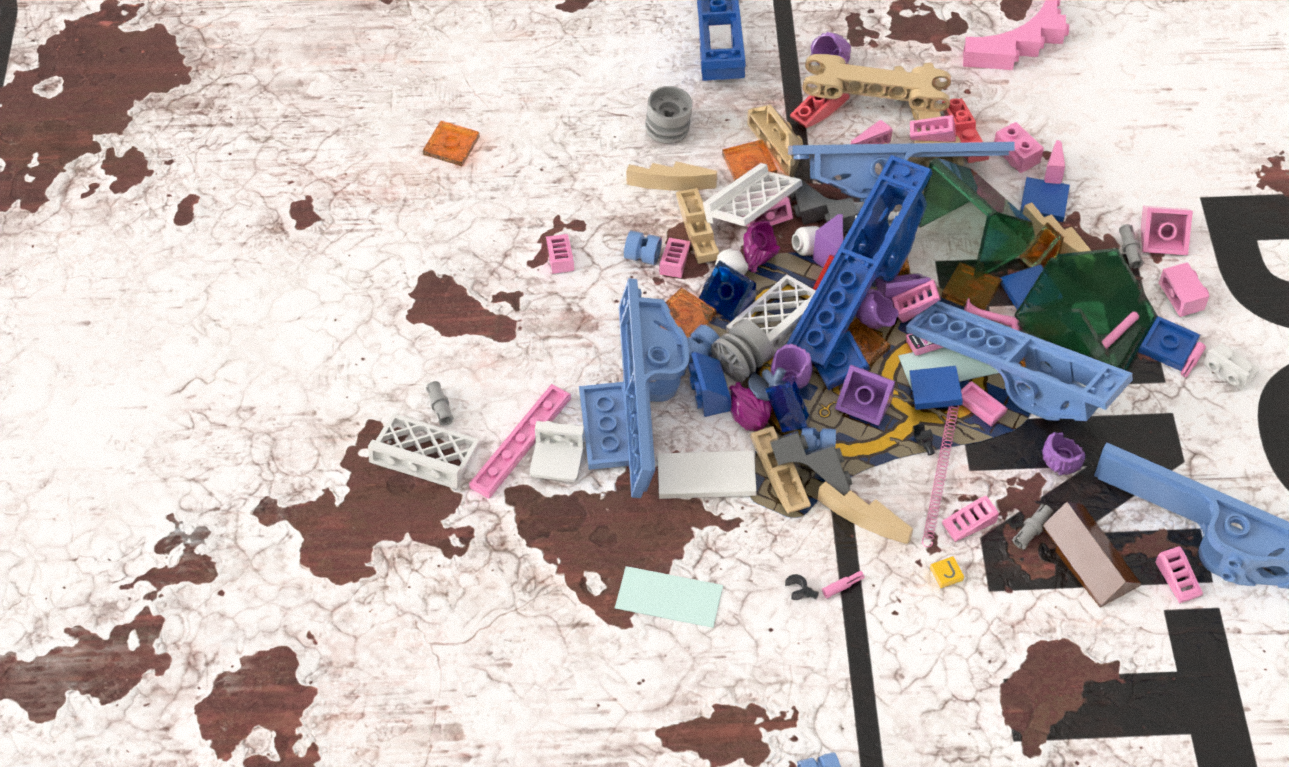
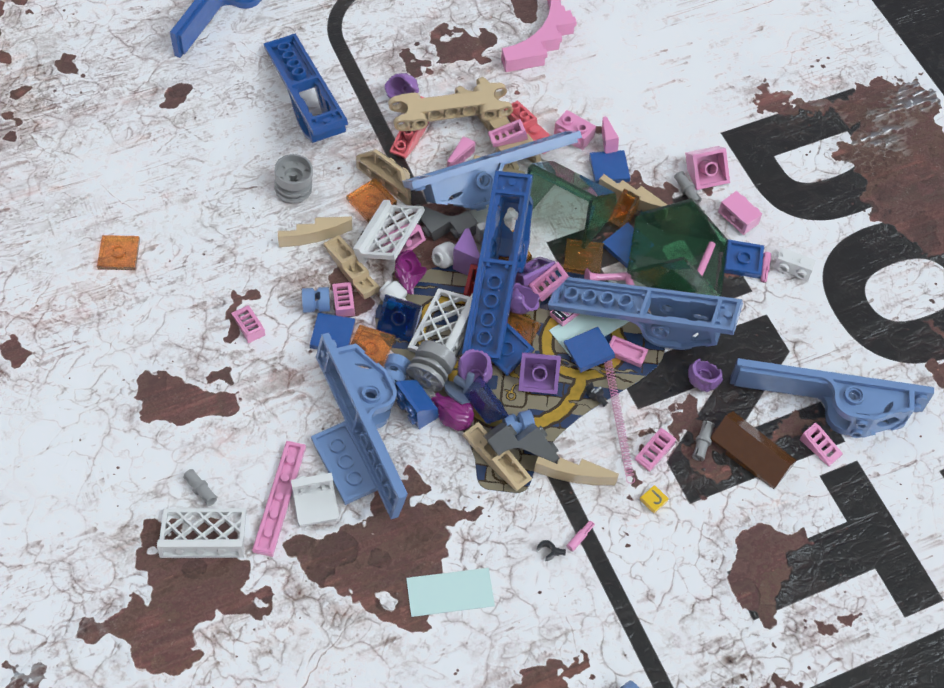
camera: 25 degrees left, 5 degrees up
(652, 283) = (338, 327): none -> blue tile
(706, 474) = (441, 478): white tile -> none

